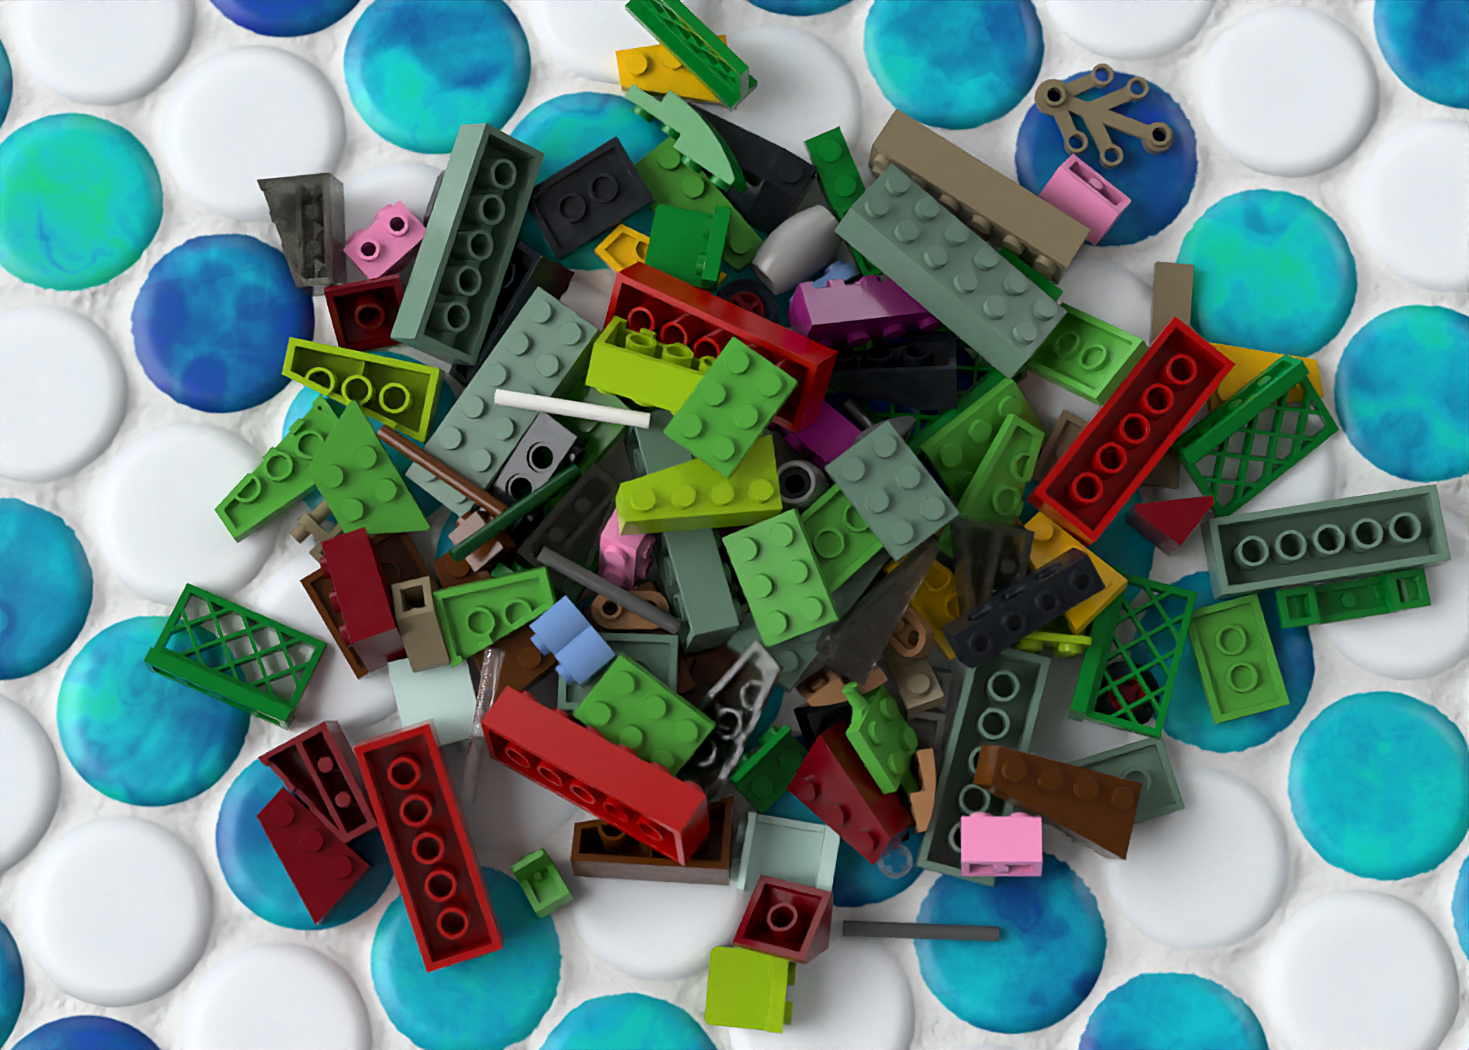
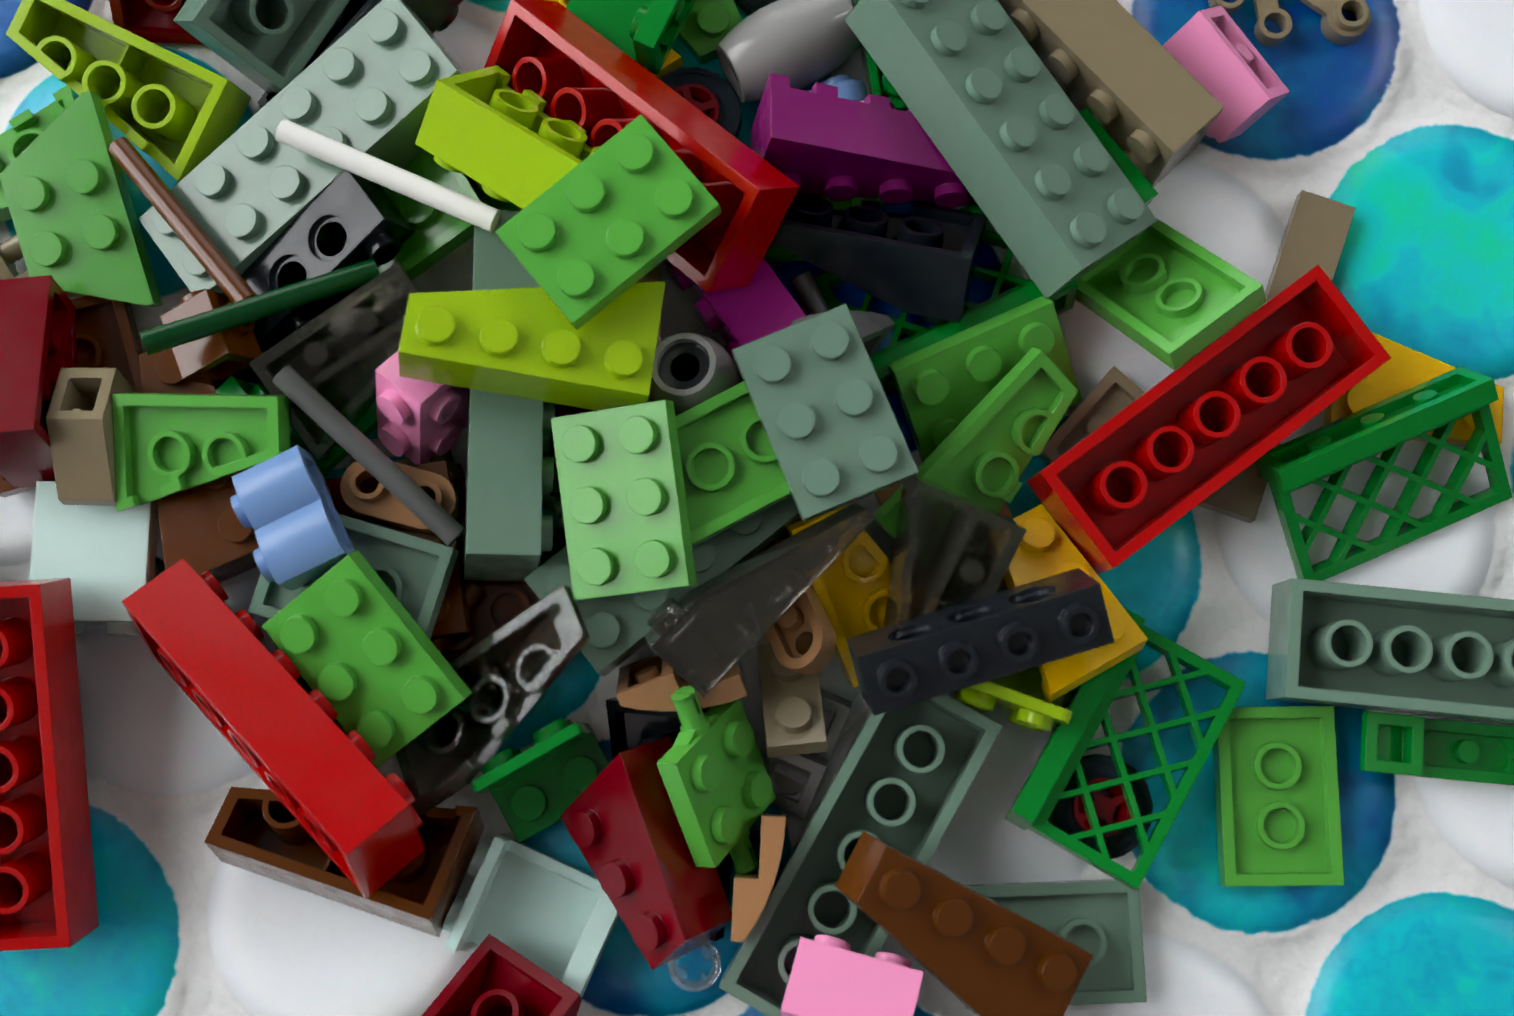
camera: 20 degrees right, 0 degrees up
(477, 738) = (125, 632): clear bar -> none
(541, 882) = (170, 859): bright green bracket -> none
(1169, 521) = (1230, 567): dark red slope -> none

